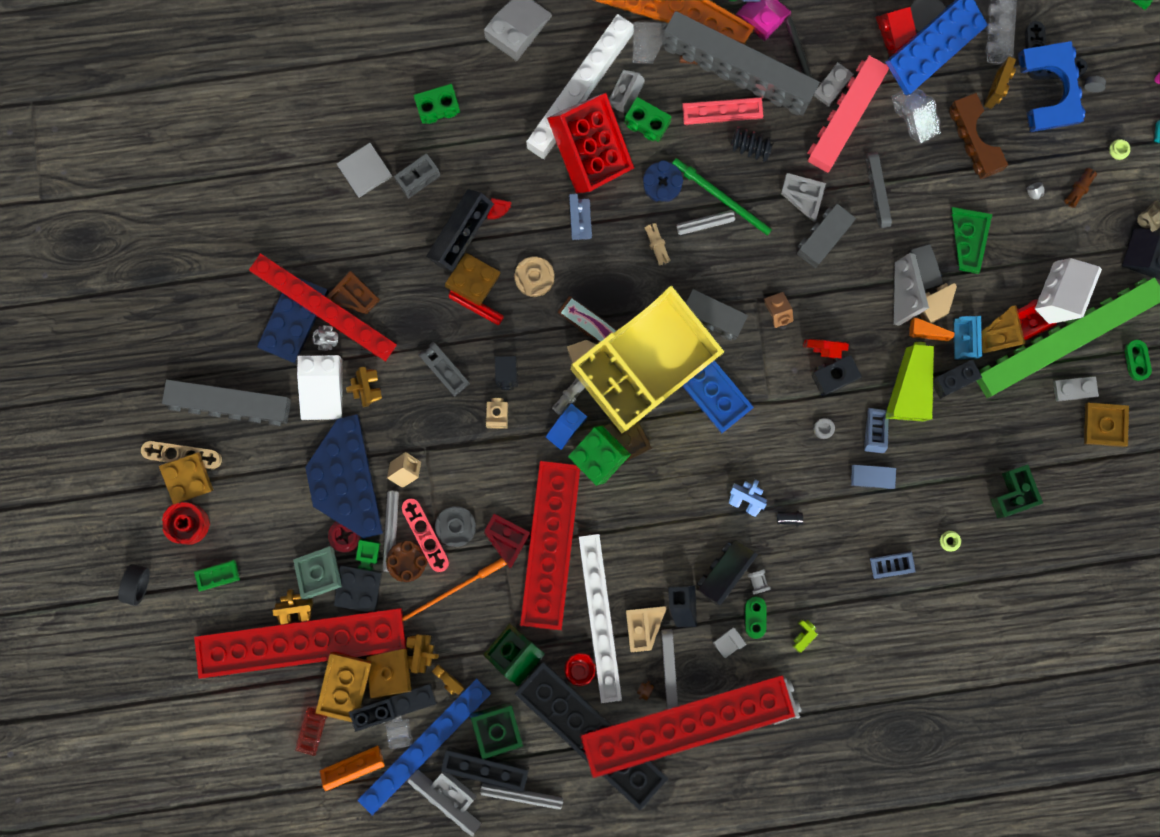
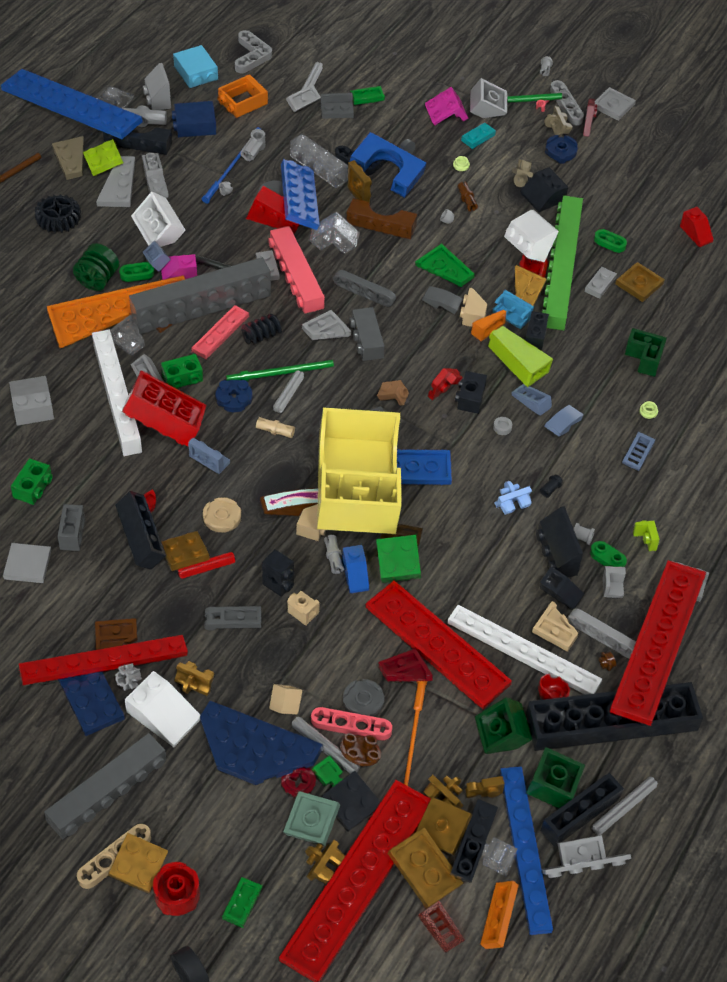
camera: 55 degrees left, 30 degrees down
(908, 290) = (450, 315): light grey wing -> none

